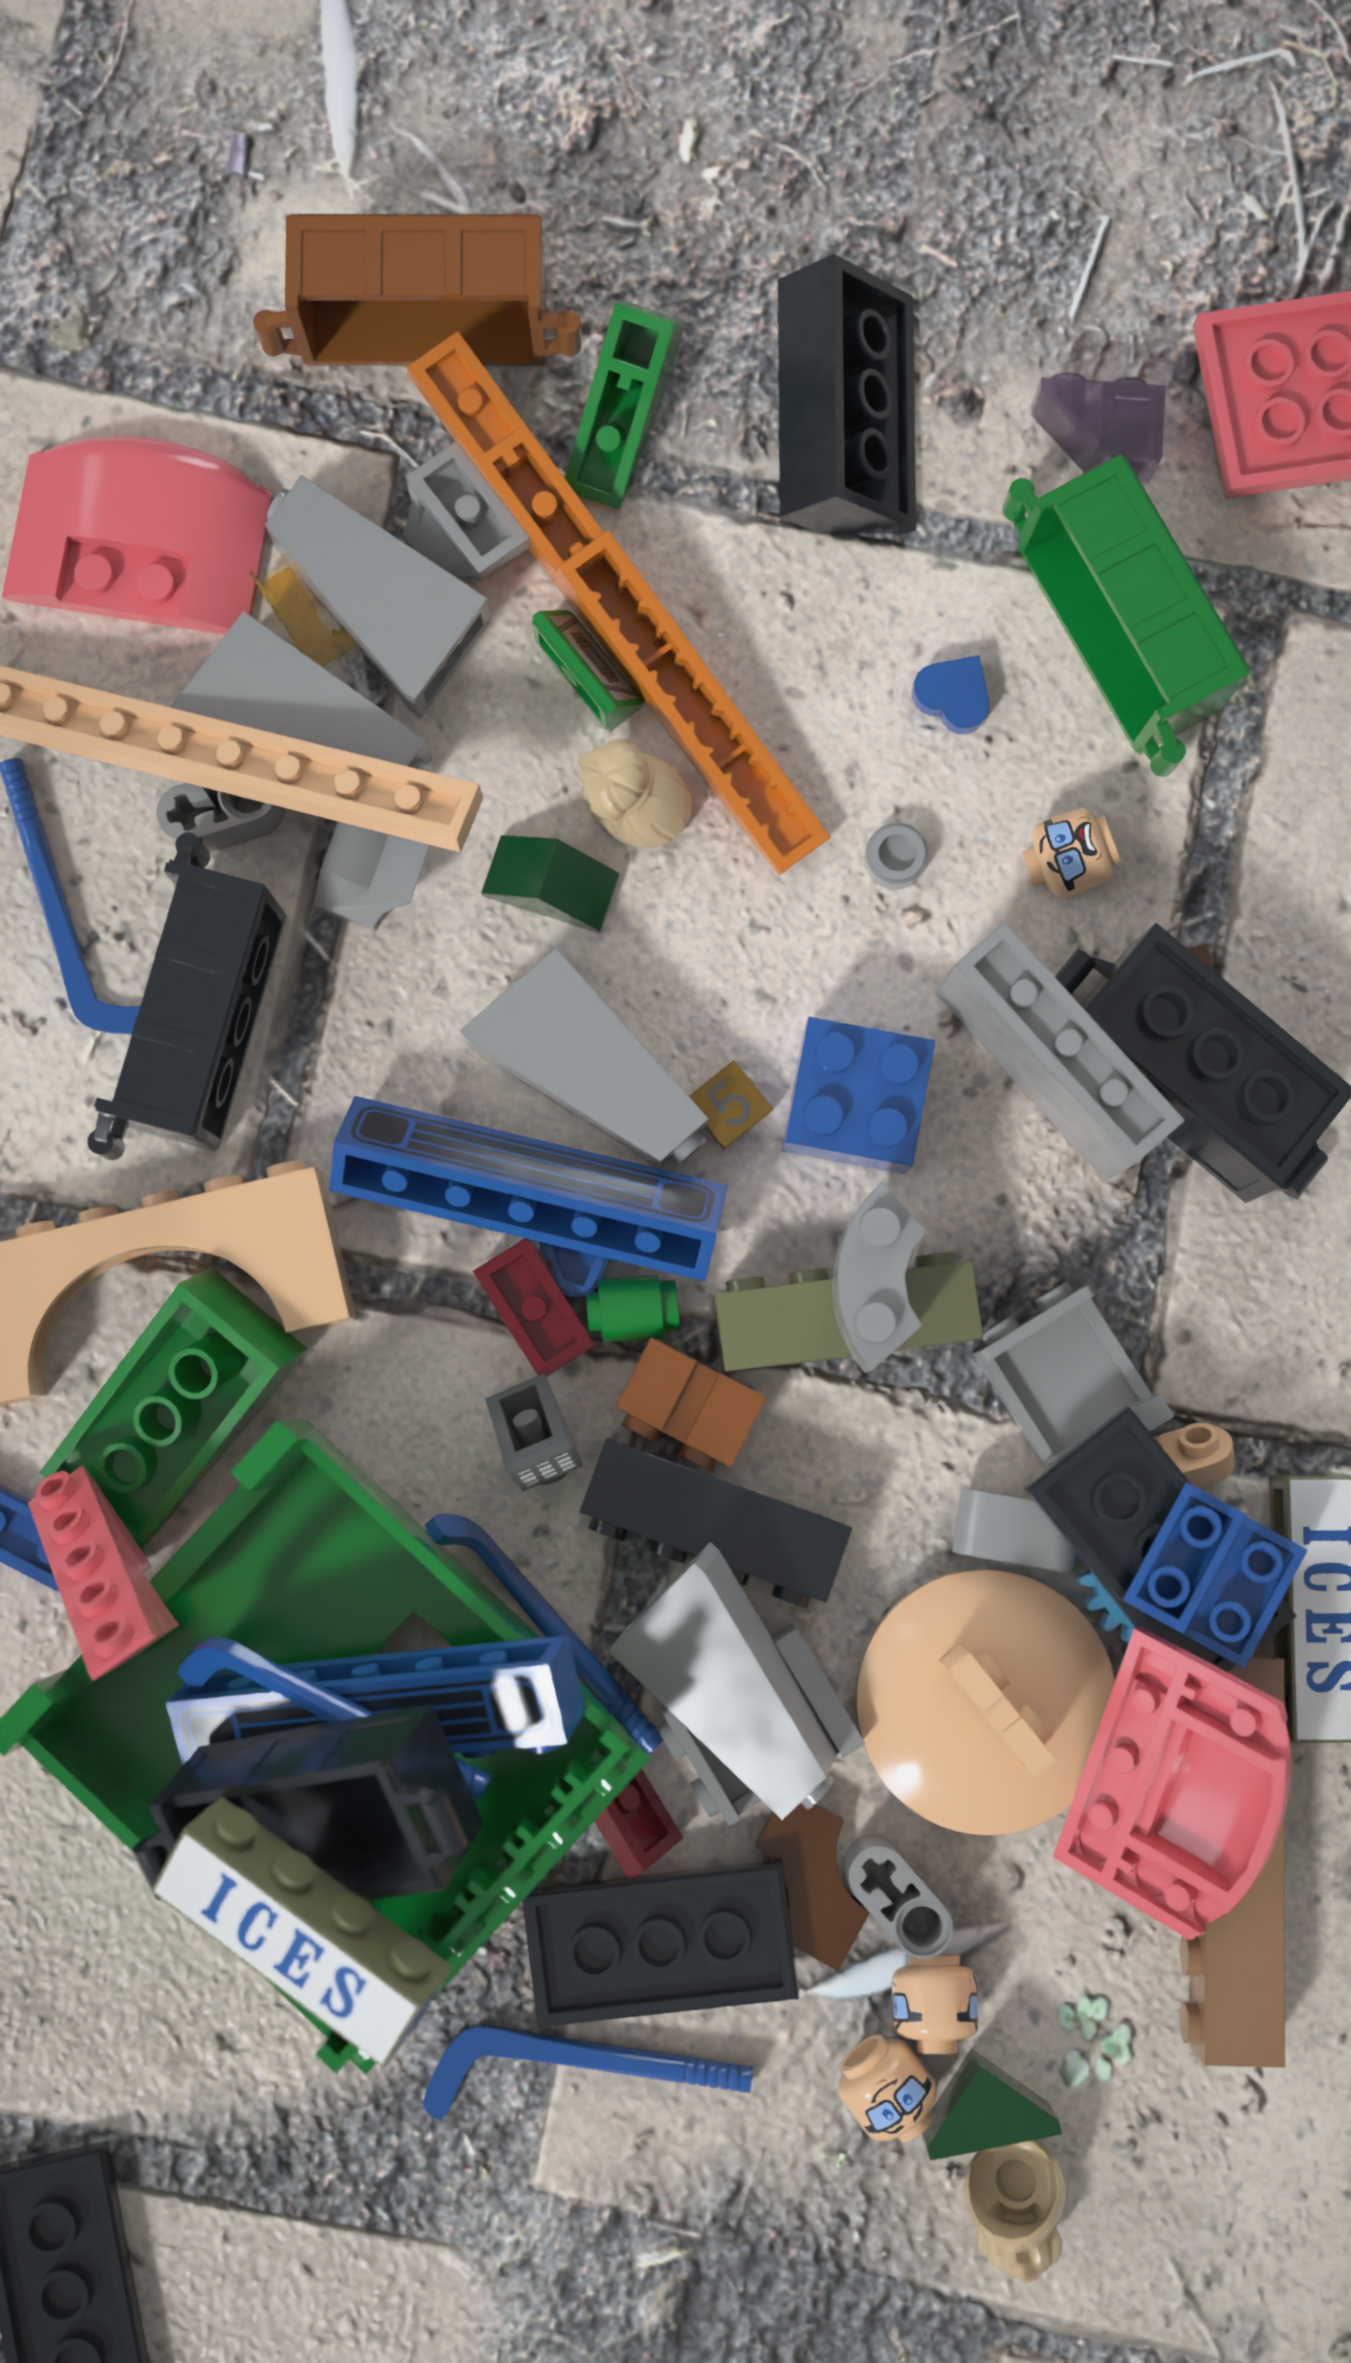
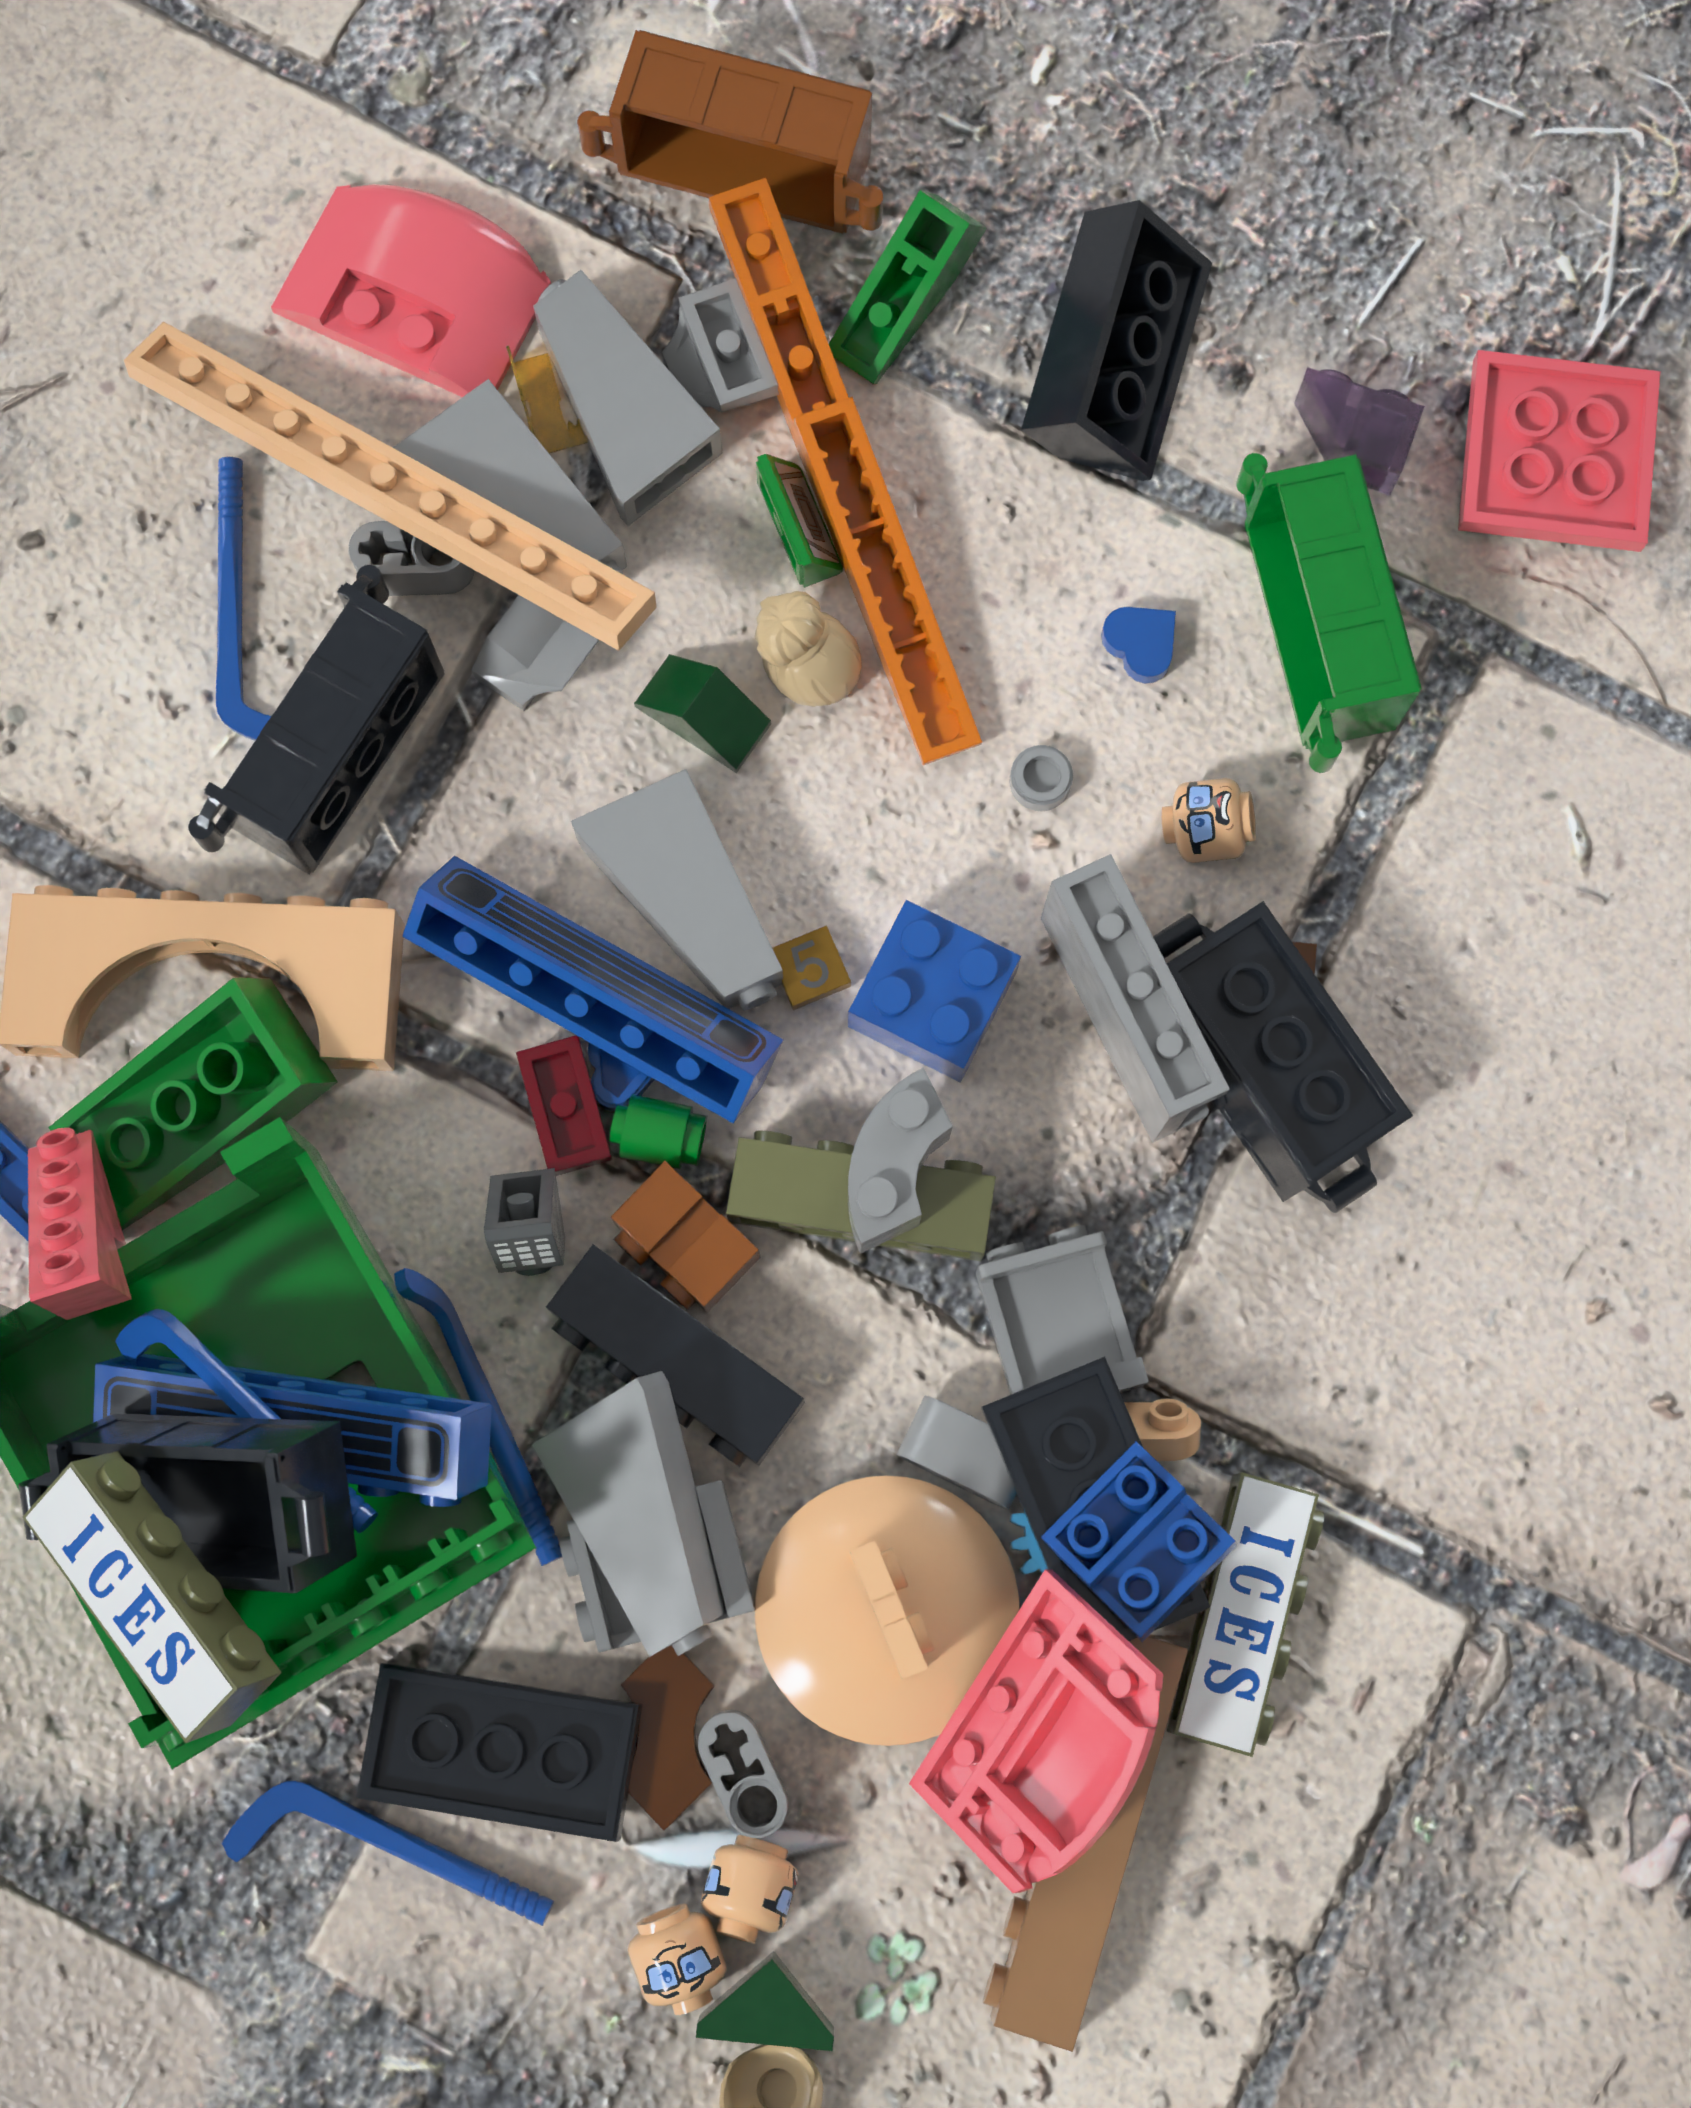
camera: 20 degrees right, 5 degrees down
(638, 1826) = (509, 1618): dark red plate -> none

